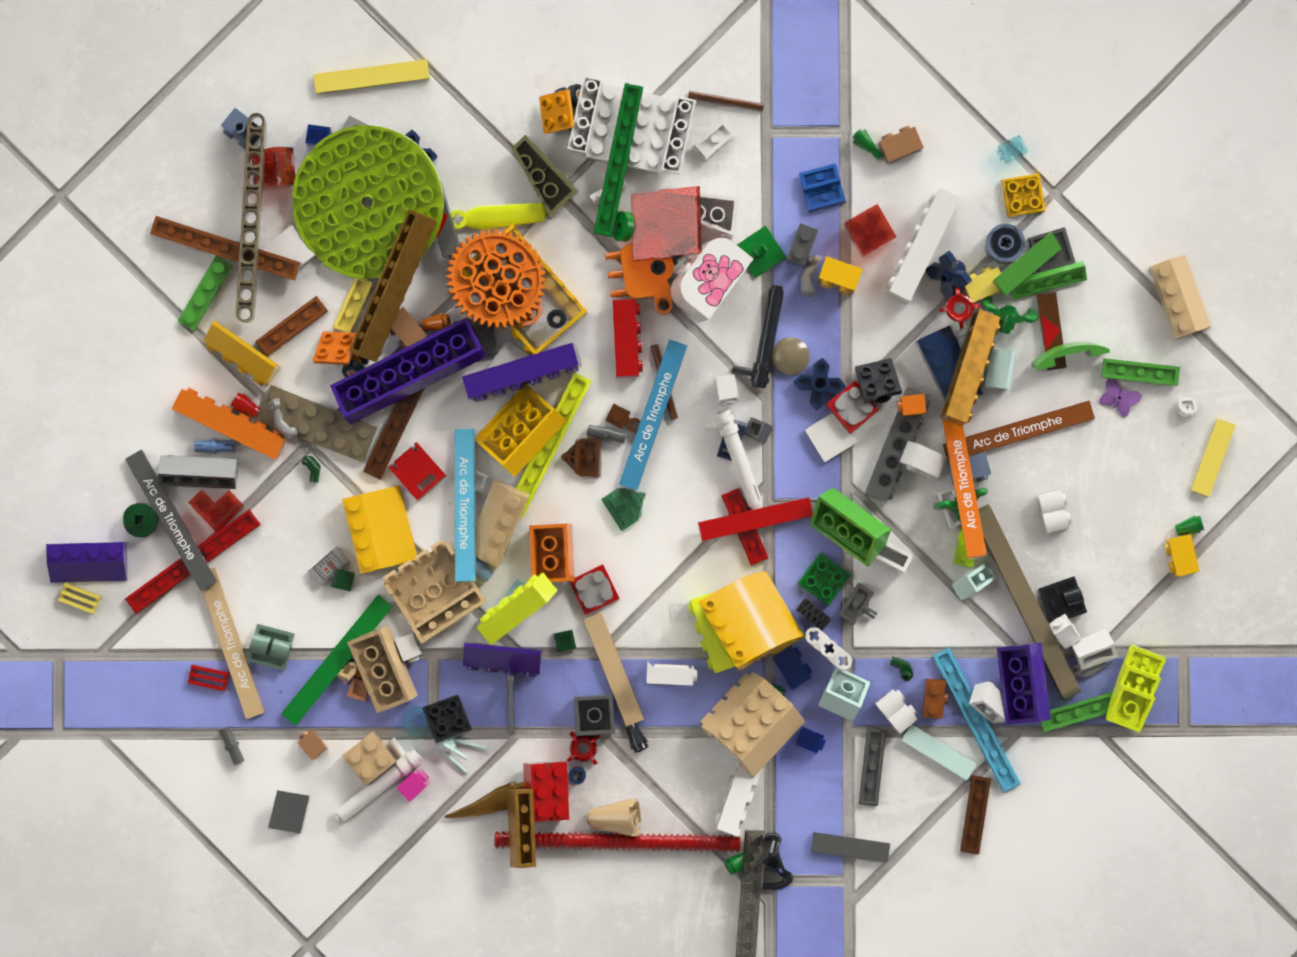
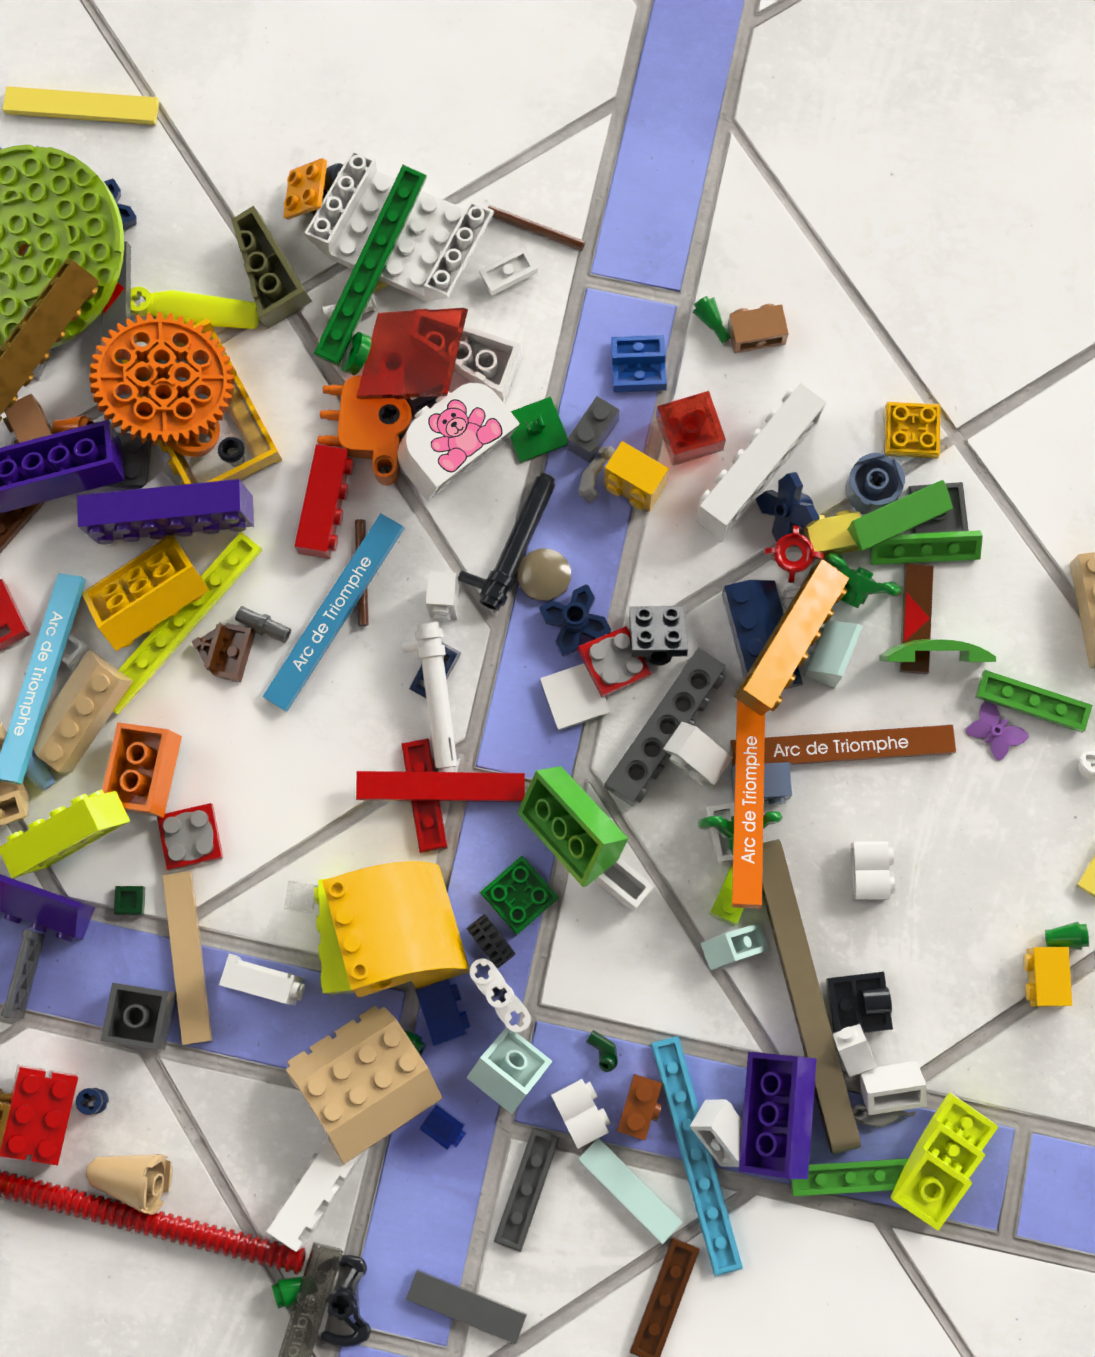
camera: 15 degrees right, 10 degrees down
(589, 756) = (126, 1067): red piece -> none
(619, 417) = (289, 607): reddish brown plate -> none
(624, 506) = (262, 729): clear green slope -> none
(636, 738) = (192, 1067): black cone -> none
(758, 430) = (476, 666): dark grey slope -> none
(857, 604) = (558, 942): dark grey plate -> none
(912, 405) = (698, 671): orange brick -> none
(1011, 149) = (909, 364): clear light blue brick -> none

